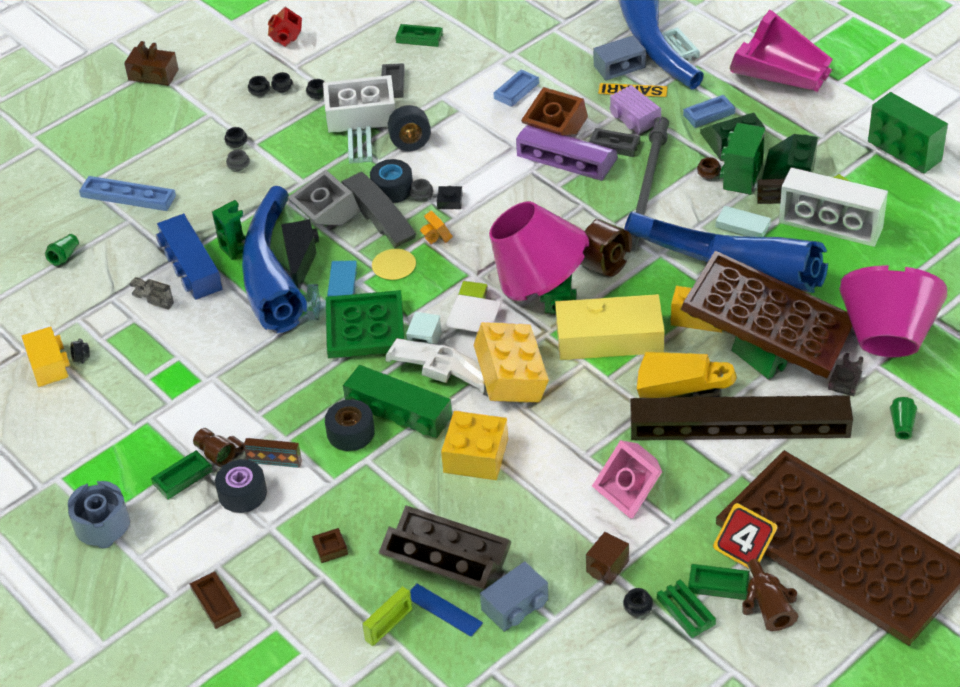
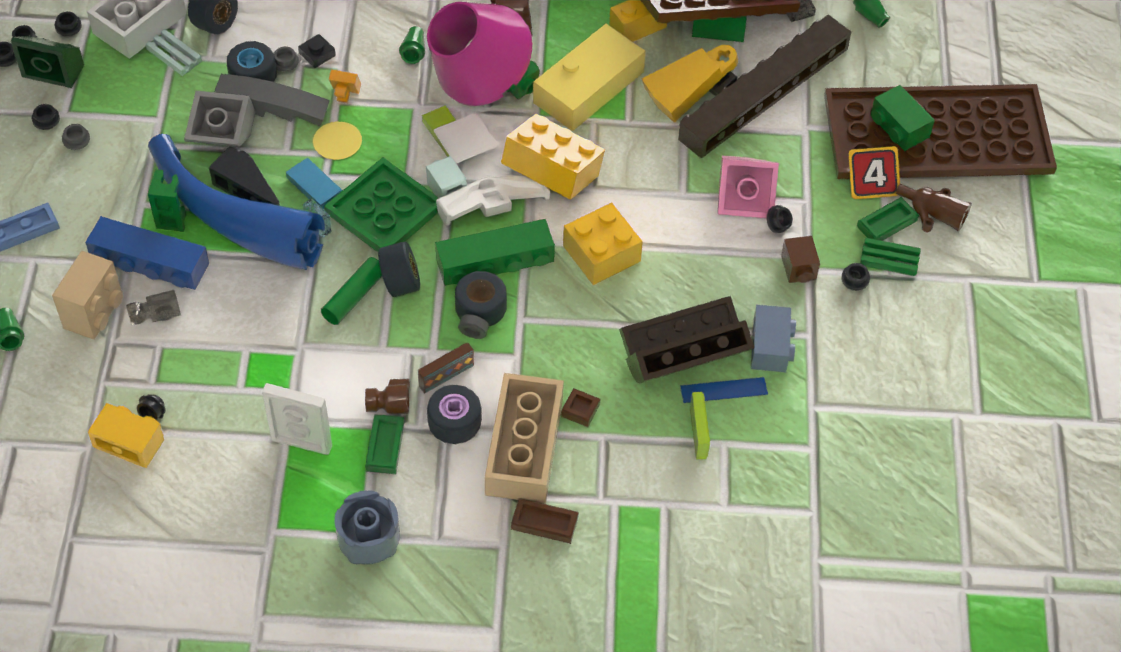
camera: 50 degrees left, 10 degrees up
(119, 255) = (88, 295): none -> tan brick
(131, 411) = (297, 419): none -> white tile
(259, 532) = (524, 438): none -> tan brick
(274, 101) = (47, 60): none -> dark green slope
(279, 363) = (352, 291): none -> green piece
(319, 368) = (399, 269): none -> black wheel
(323, 439) = (473, 326): none -> dark grey tile
(636, 522) = (779, 219): none -> black plate
(811, 508) = (902, 117): none -> green brick

